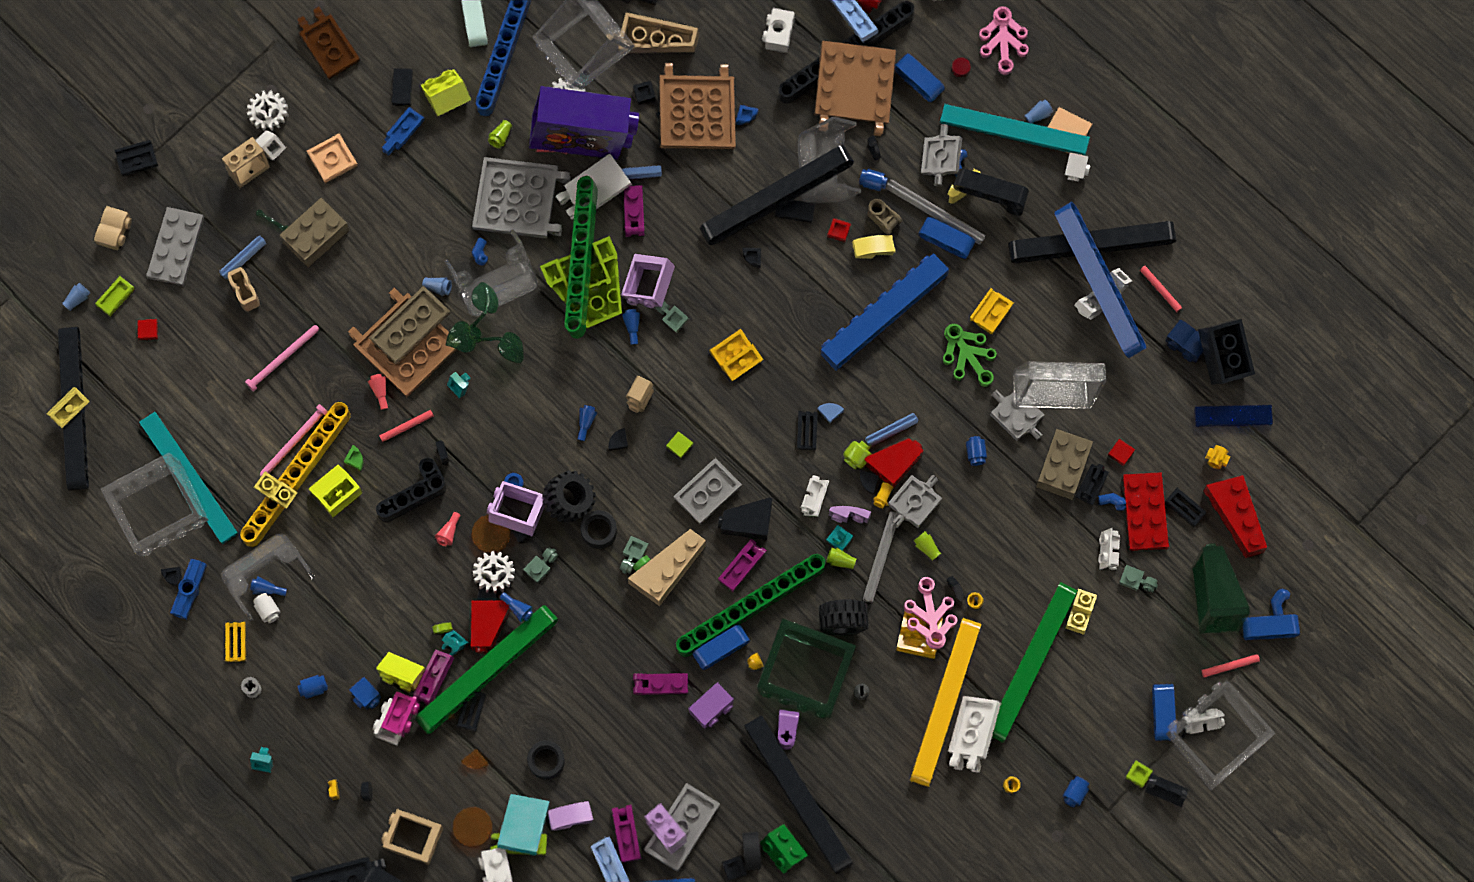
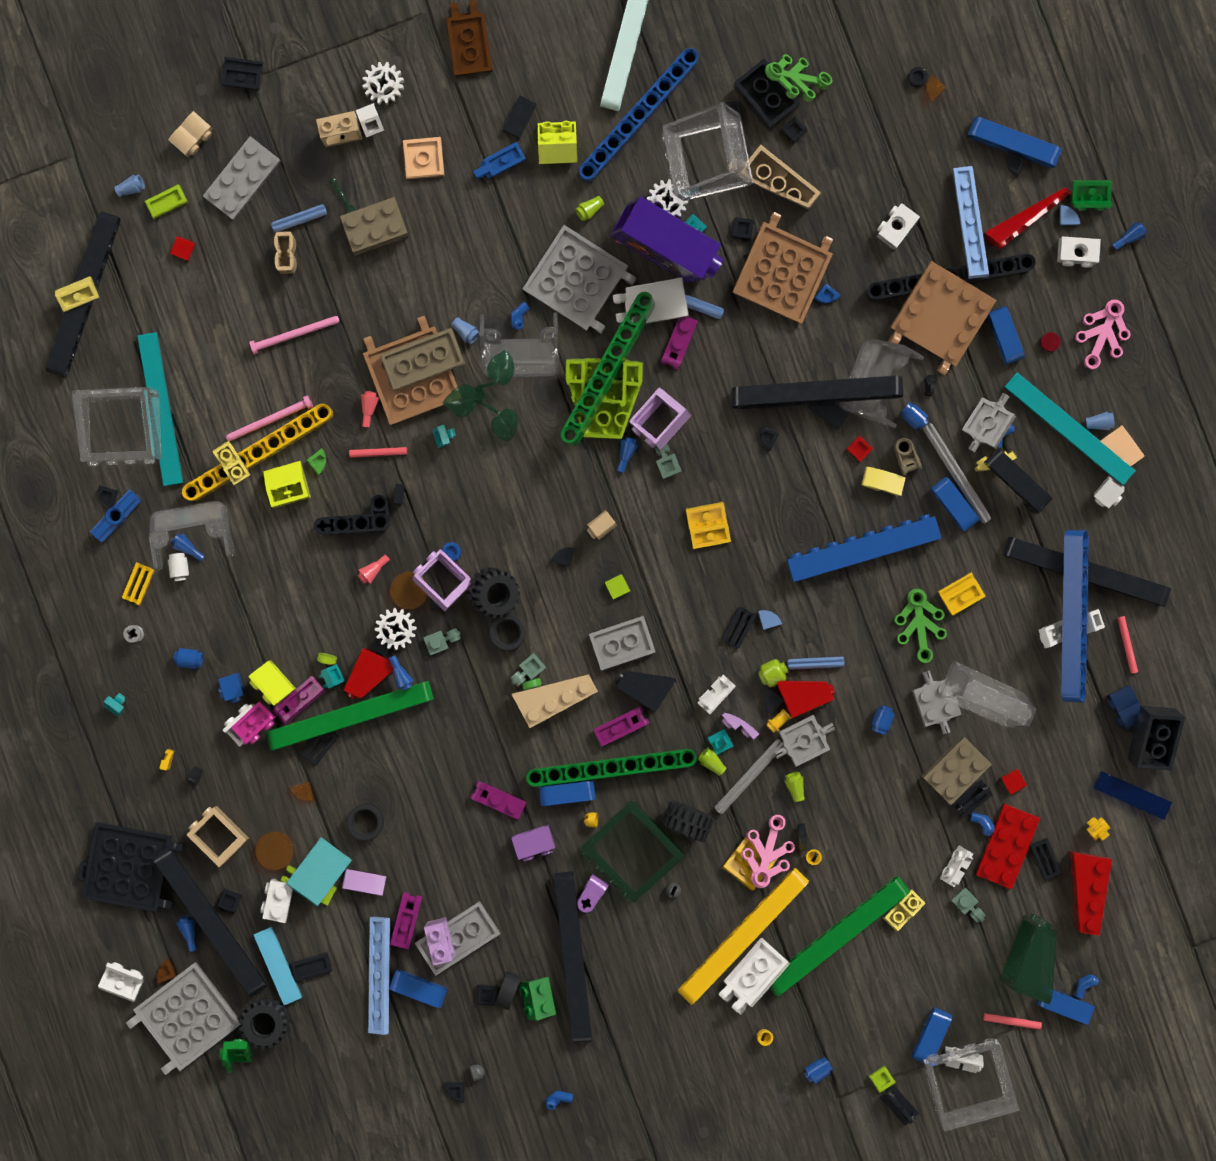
camera: 25 degrees right, 15 degrees up
(586, 417) = (544, 522): blue cone -> none

